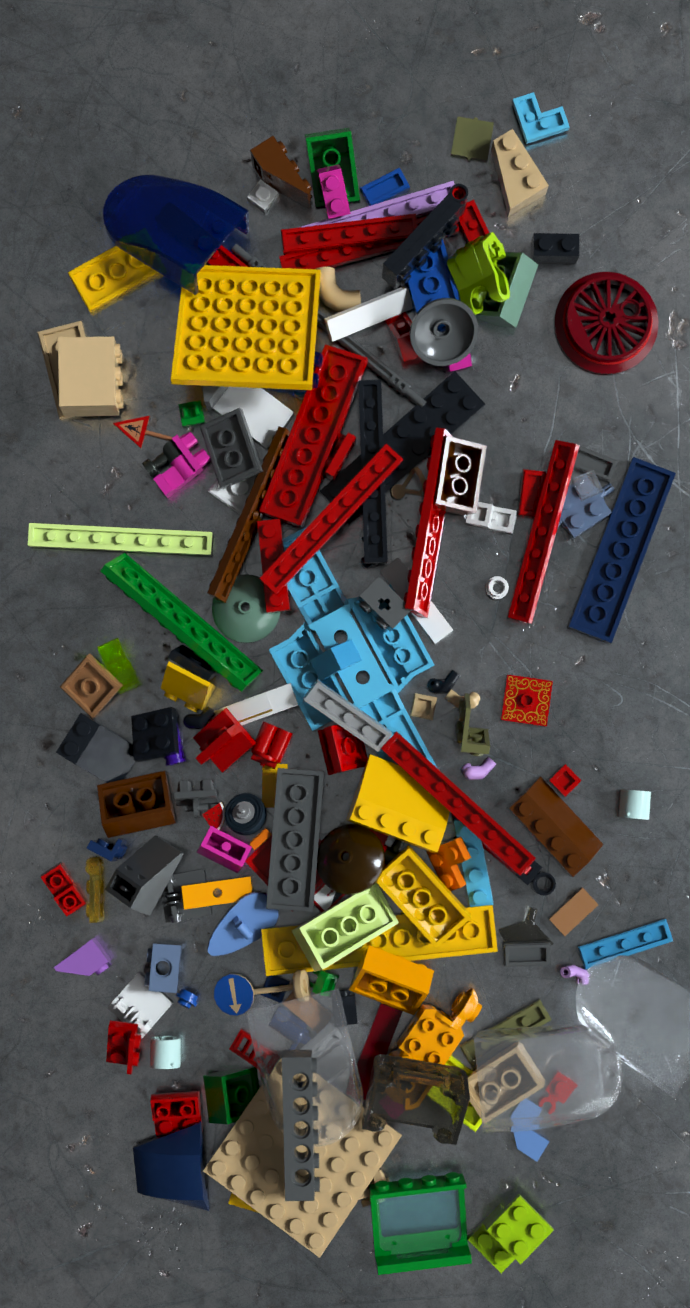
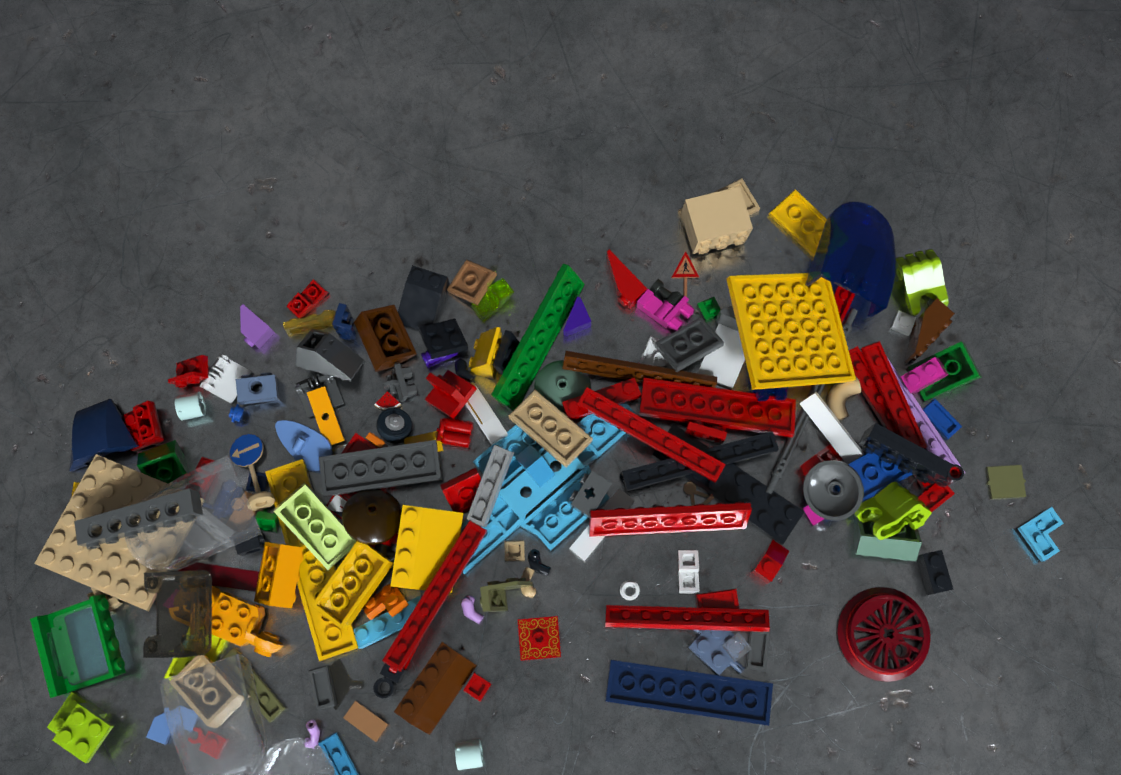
camera: 80 degrees right, 10 degrees down
(120, 539) = (594, 278): yellowish green plate -> none
(139, 503) = (626, 284): none -> red slope
(168, 570) = (578, 319): none -> dark purple slope
(215, 159) = (921, 277): none -> lime piece
(224, 849) = (361, 413): dark pink brick -> none
(295, 632) = (550, 428): none -> tan tile
(460, 476) = (715, 533): reddish brown slope -> none
(502, 423) = (770, 562): none -> red slope
(517, 173) = (989, 525): tan wedge -> none

